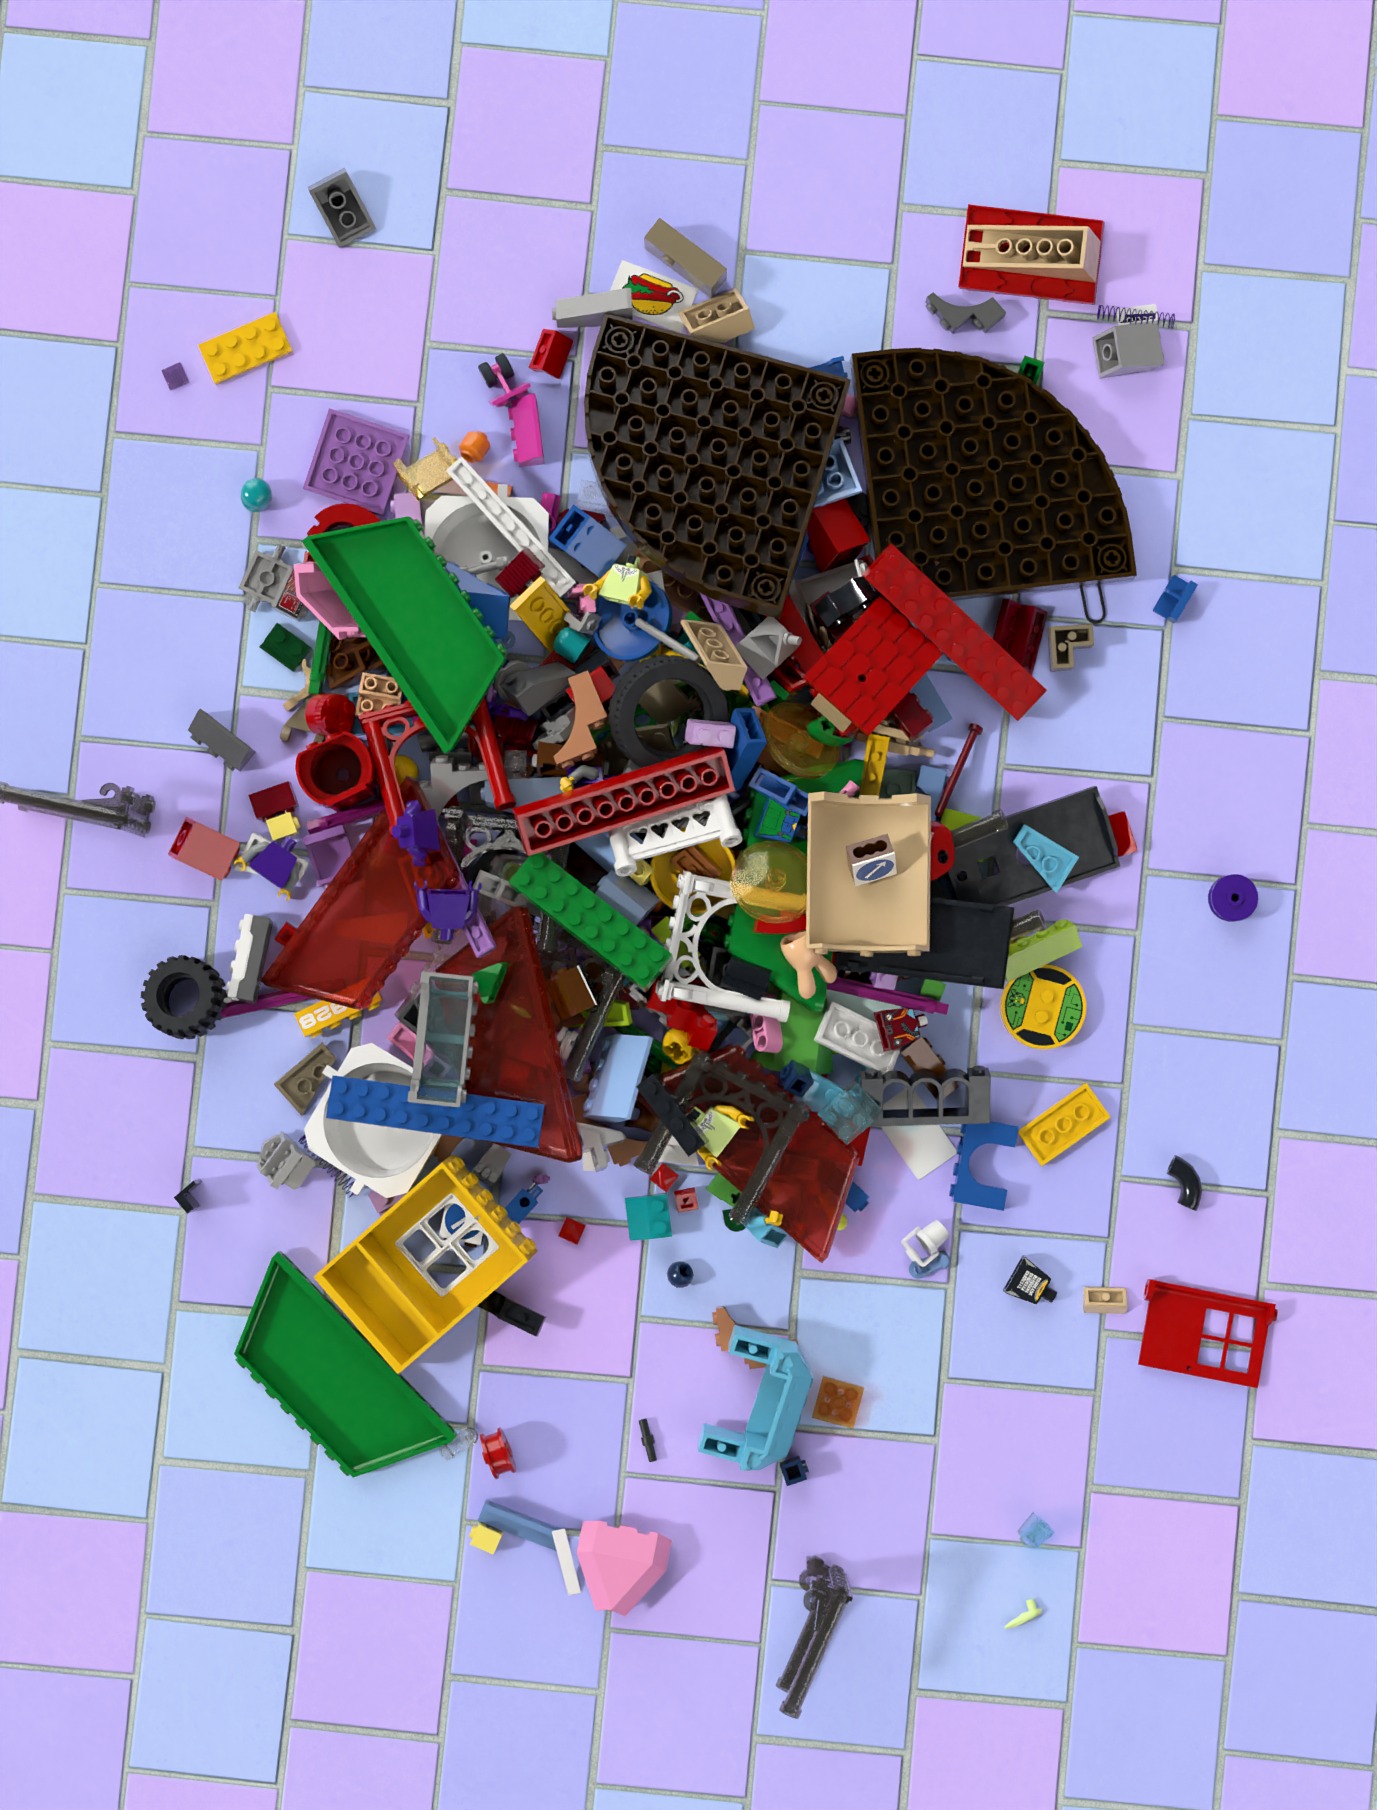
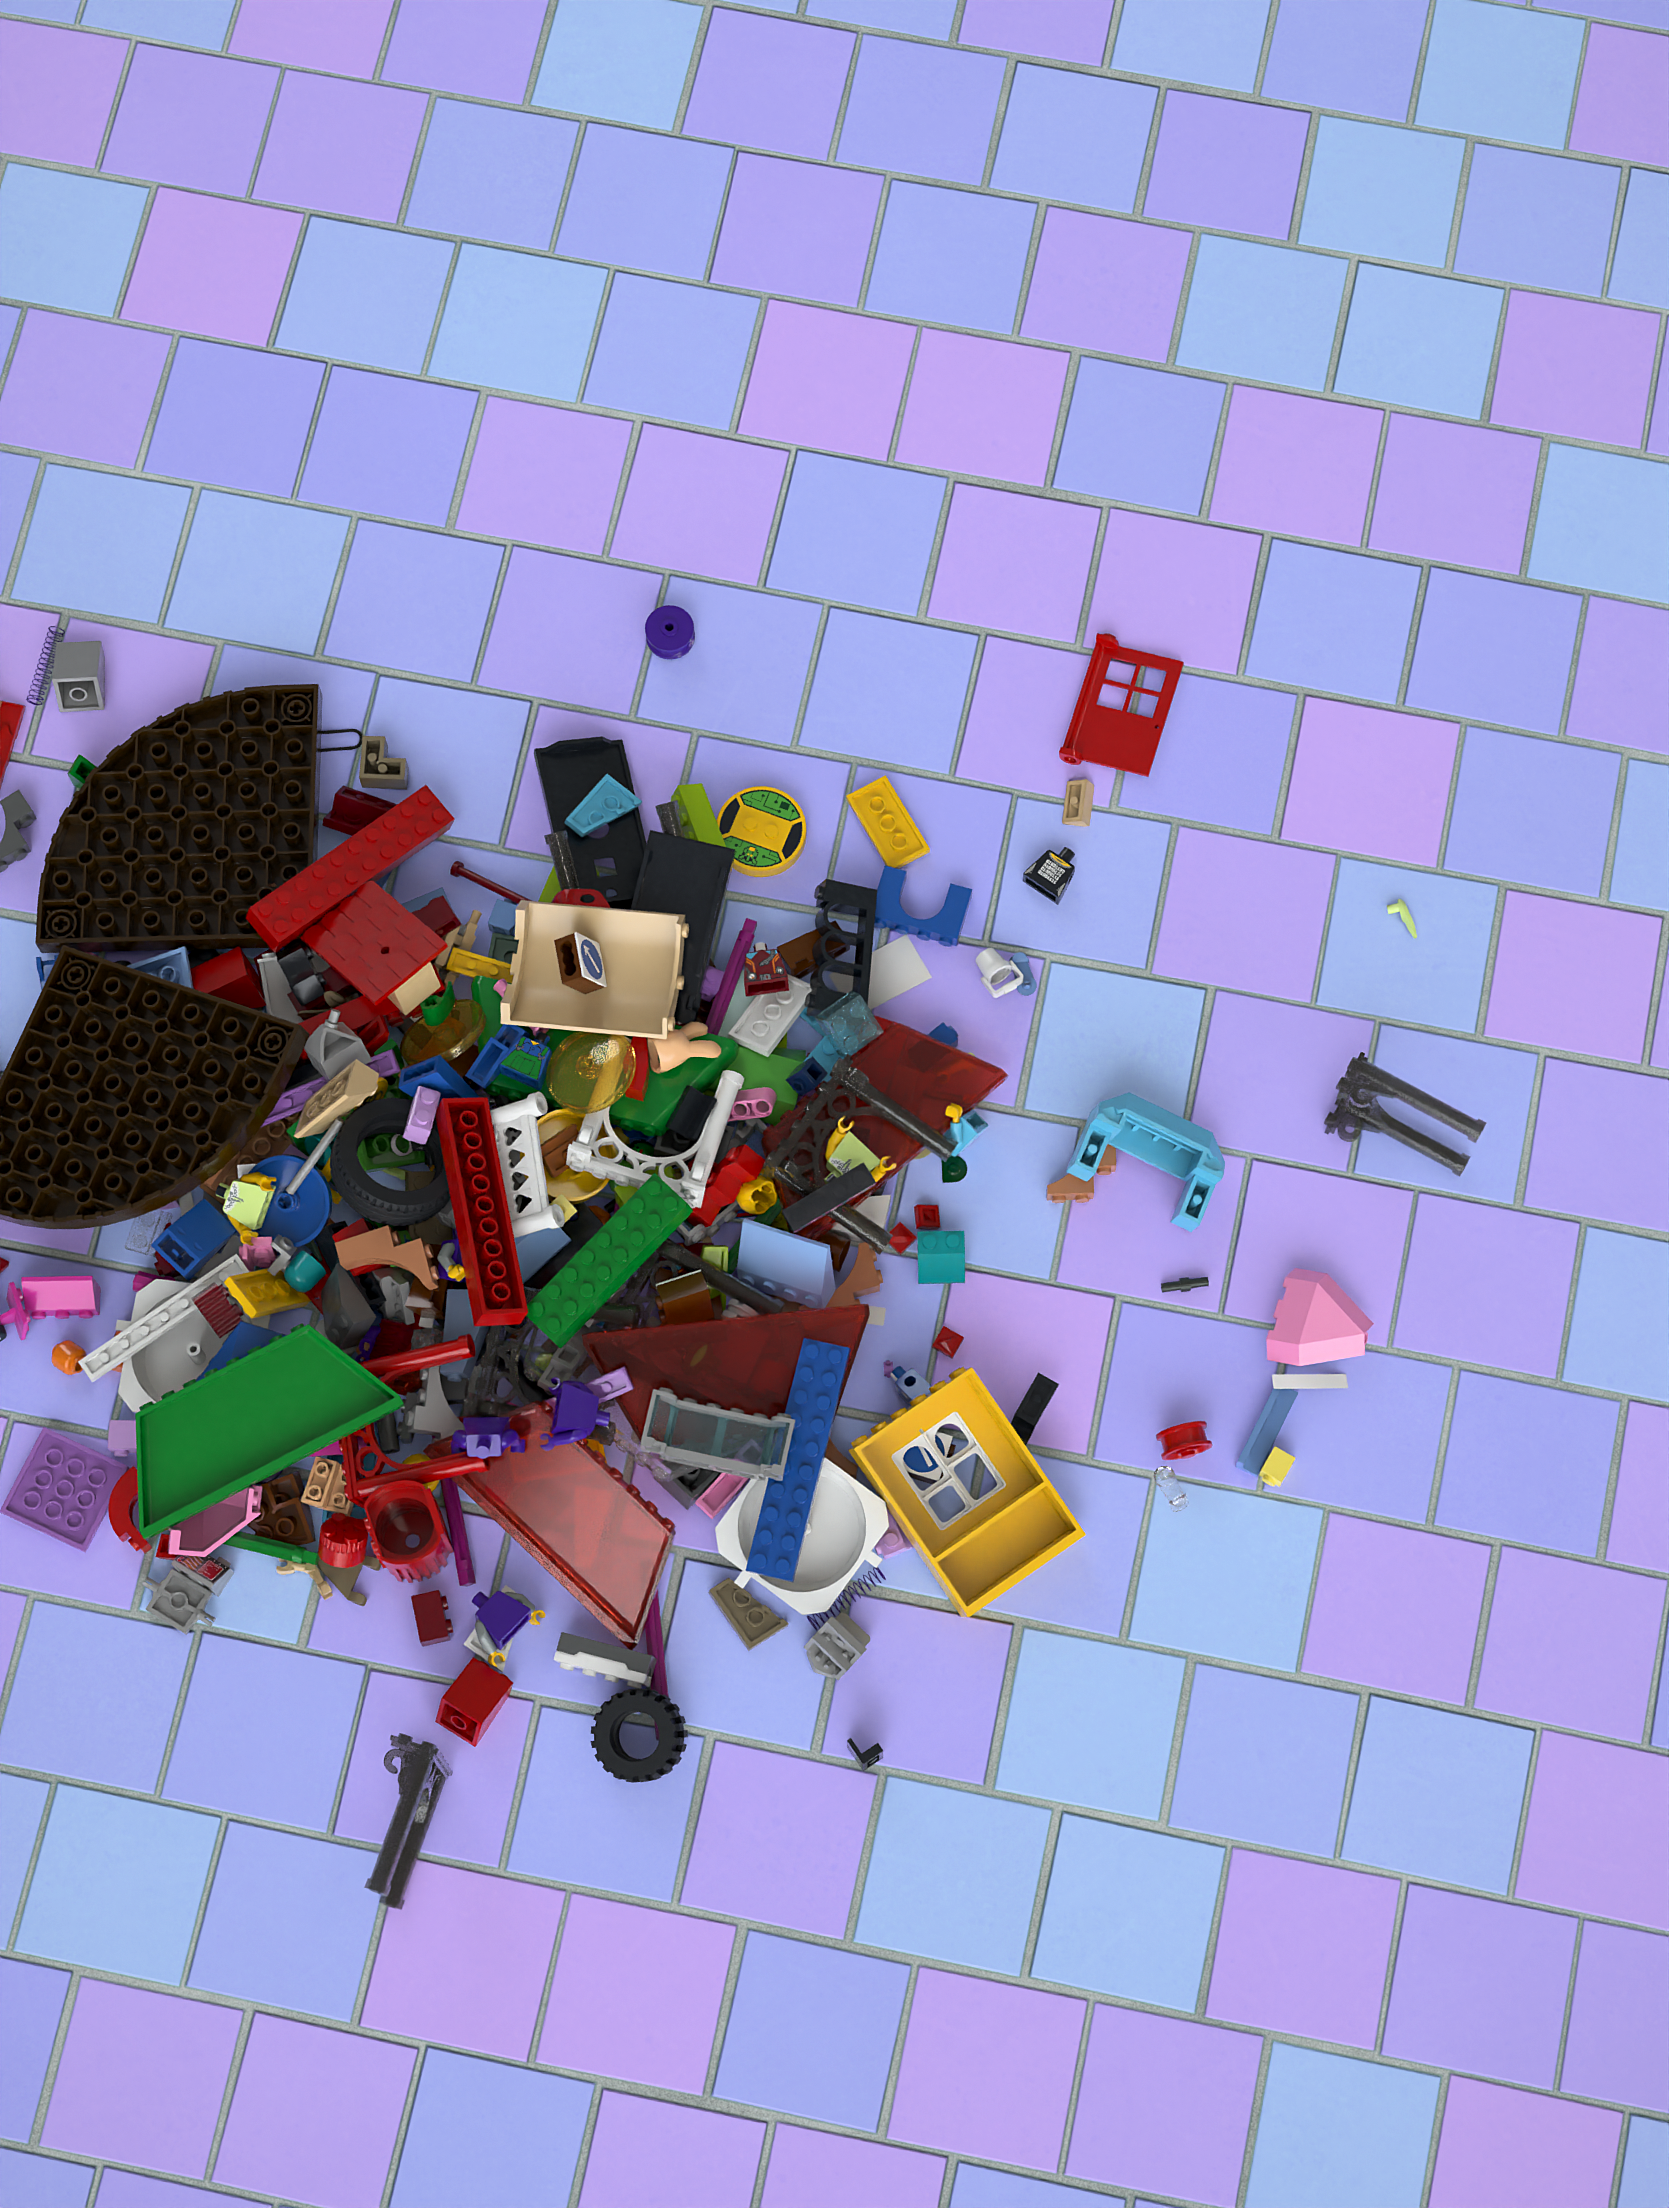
camera: 80 degrees left, 15 degrees down
(220, 741) = (354, 1668): dark grey slope -> none
(256, 494) = (82, 1600): teal helmet -> none
(283, 826) = (461, 1610): light yellow brick -> none
(285, 647) = (260, 1590): dark green plate -> none
(285, 933) = (583, 1619): red tile -> none
(326, 1014) = (678, 1583): yellow brick -> none
(327, 853) = (500, 1563): medium lavender panel -> none
(333, 1376) = (1084, 1616): green windscreen -> none
(427, 473) = (88, 1406): clear yellow panel -> none
(490, 980) = (657, 1379): green slope -> none
(492, 1164) = (863, 1416): light grey hand -> none
(500, 563) = (203, 1333): light grey bar -> none
(596, 1138) = (851, 1292): light grey piece -> none
(626, 896) = (584, 1224): sand blue brick -> none
(667, 701) = (383, 1165): dark tan flag -> none
(680, 1274) = (1007, 1230): dark blue piece -> none
(722, 1189) = (919, 1174): bright green piece -> none
(794, 1470) = (1230, 1132): dark blue brick -> none
(845, 1416) = (1163, 1074): clear orange plate -> none
(932, 989) = (726, 938): bright green brick -> none
(1034, 1531) = (1314, 893): clear light blue slope -> none
(1122, 833) = (589, 730): red slope -> none
(1152, 307) = (38, 650): white sticker -> none
(1174, 598) = (349, 658): blue panel -> none
(1189, 1182) = (961, 706): black cylinder -> none

